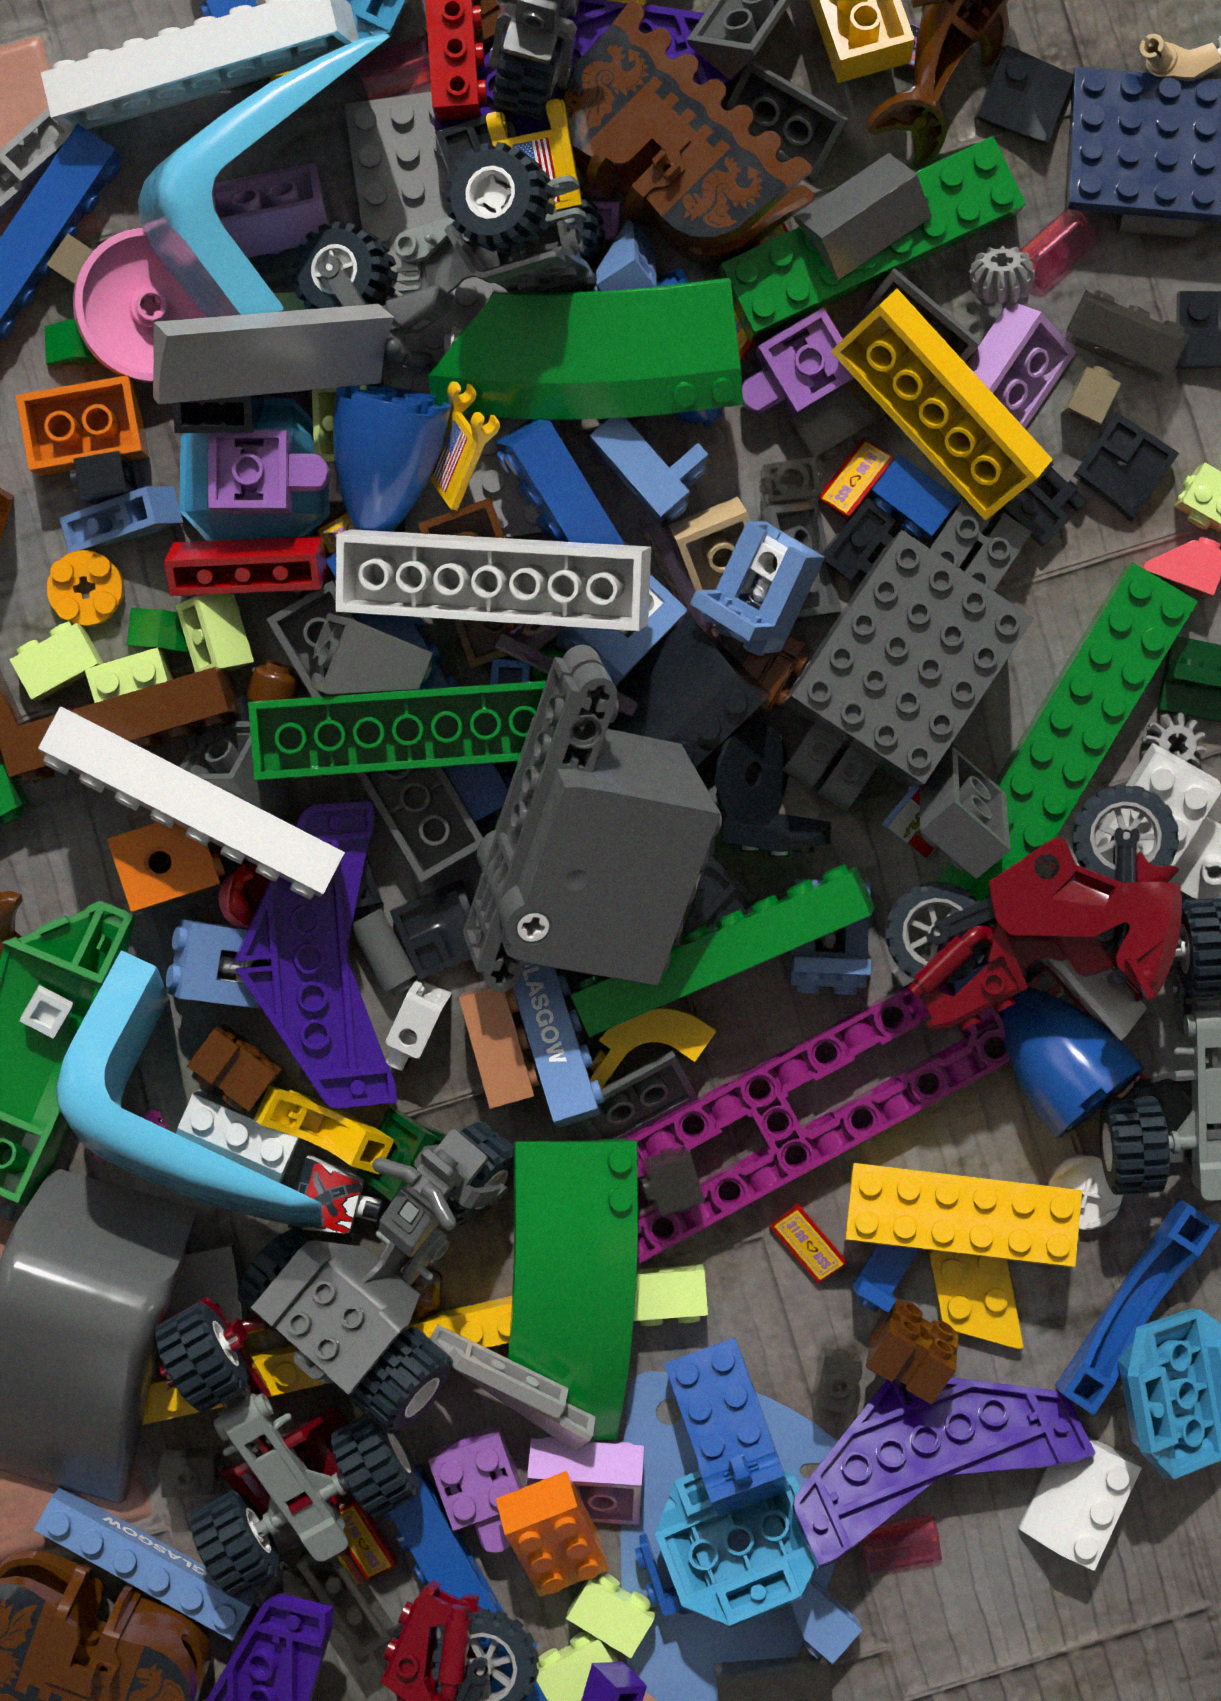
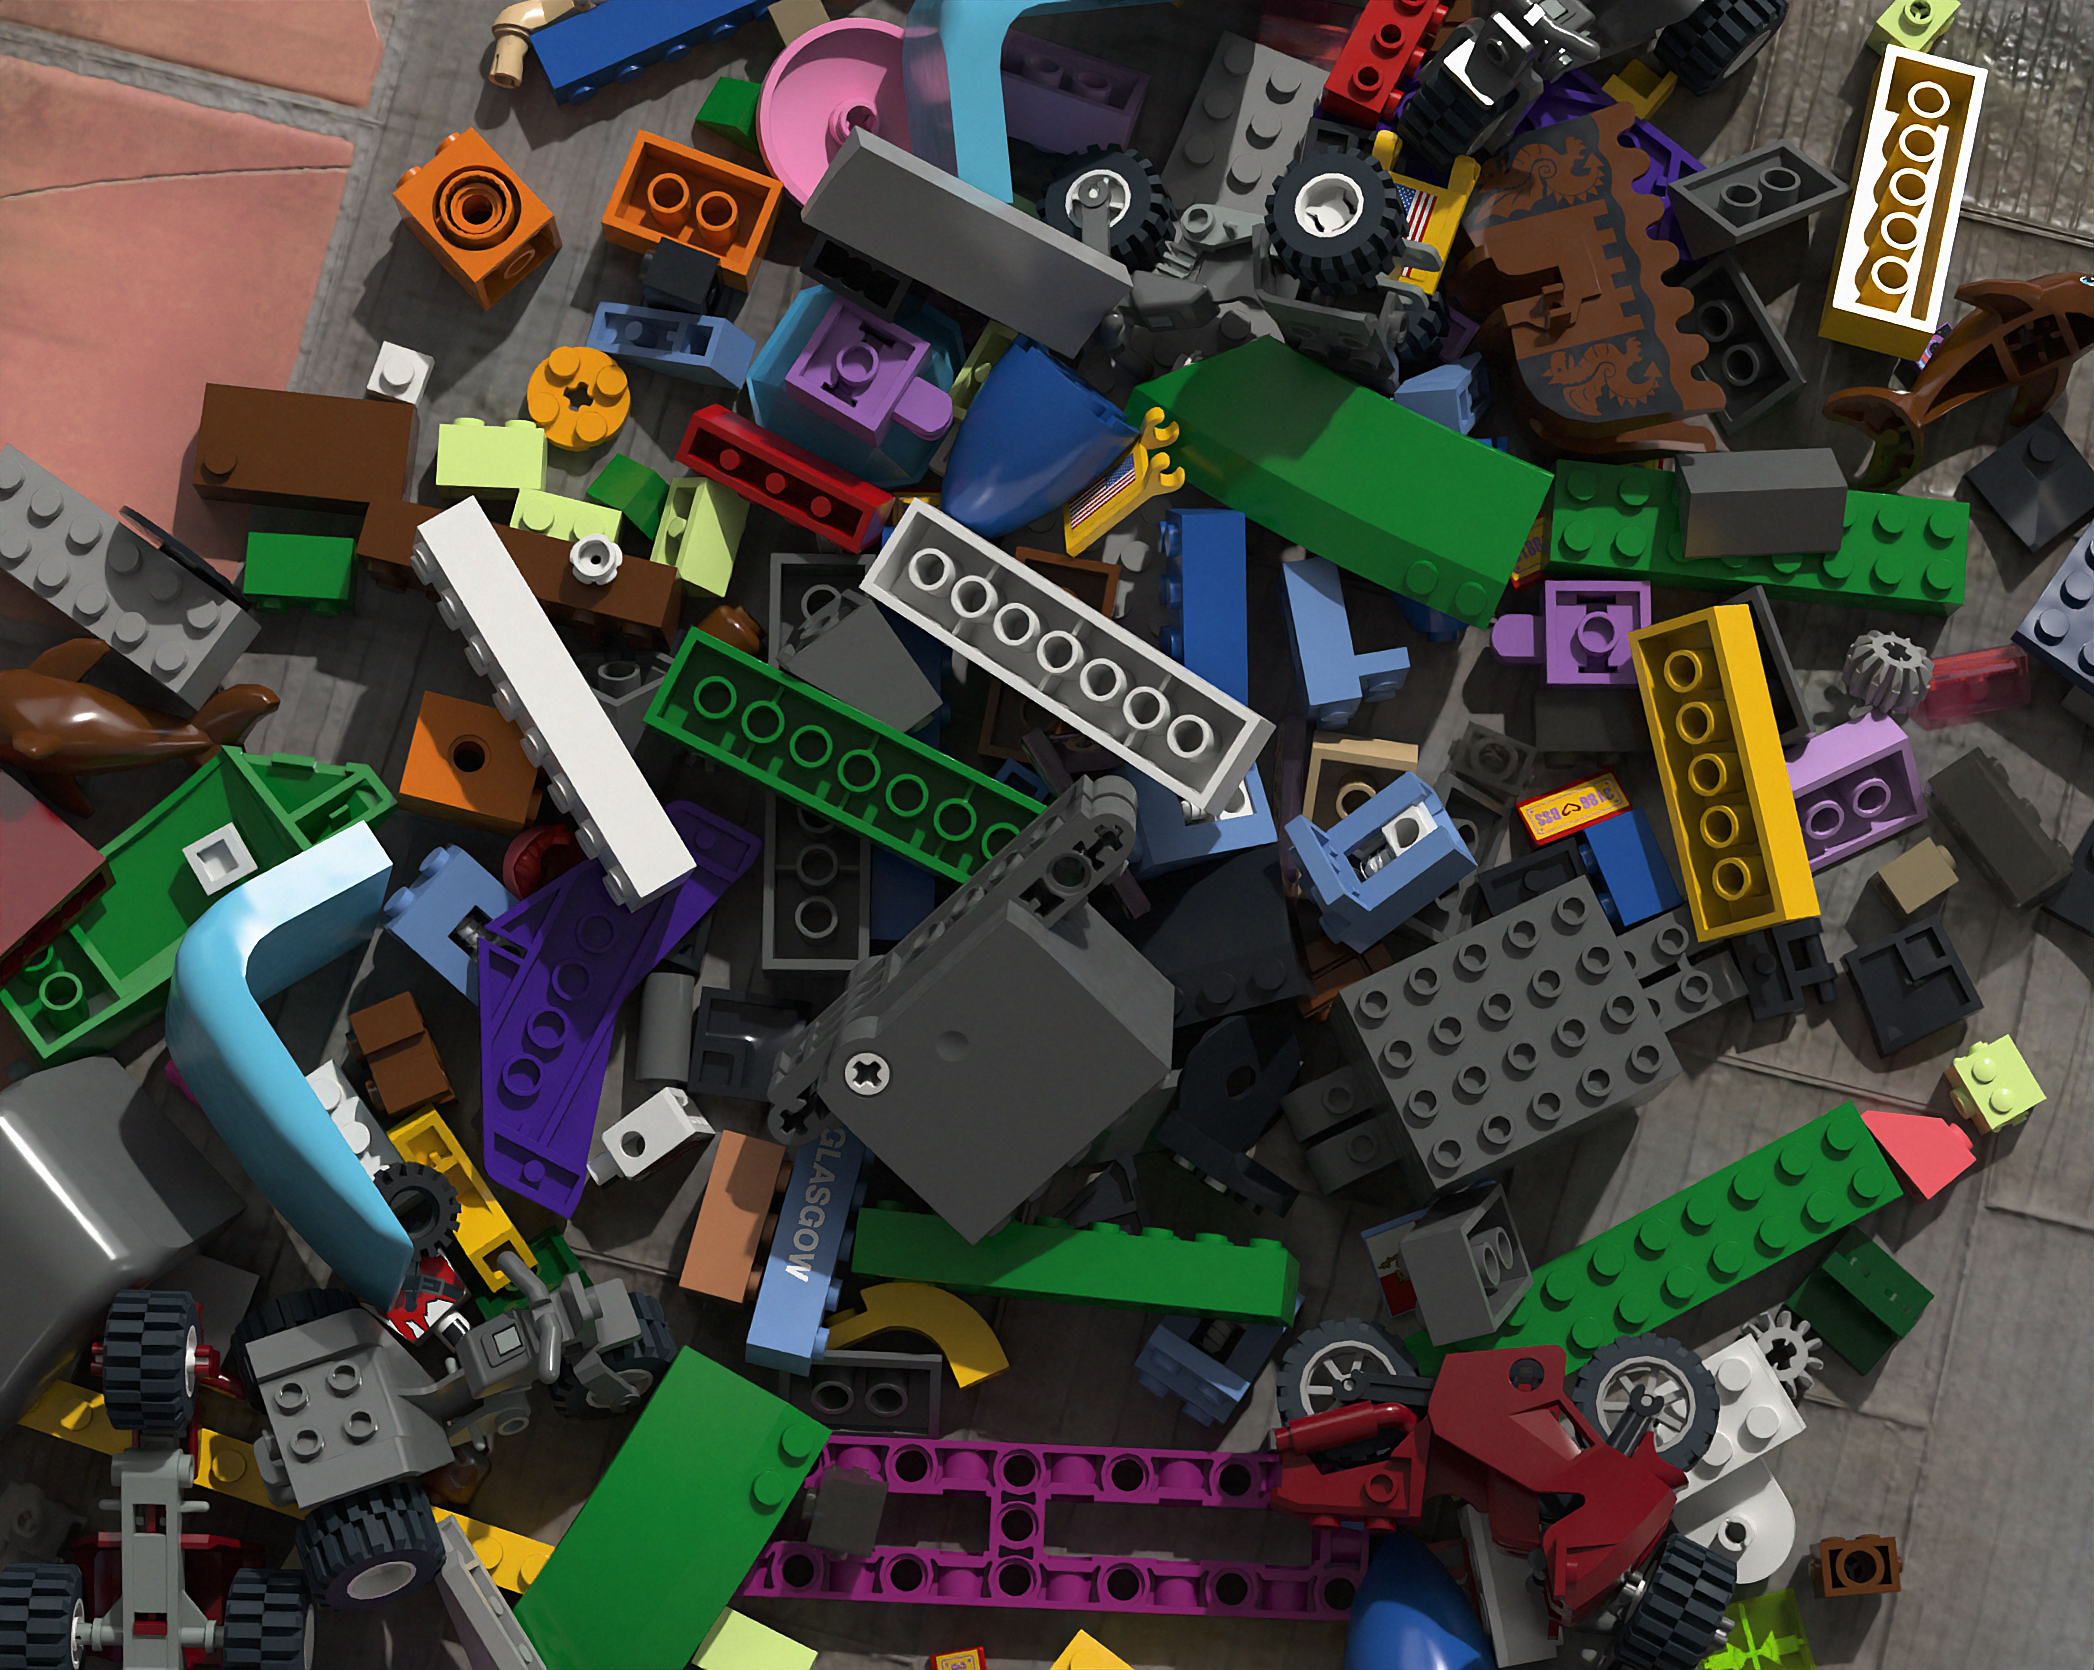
camera: 30 degrees right, 10 degrees down
(154, 685) = (593, 546): none -> white plate
(296, 1136) = (440, 1197): none -> black tyre

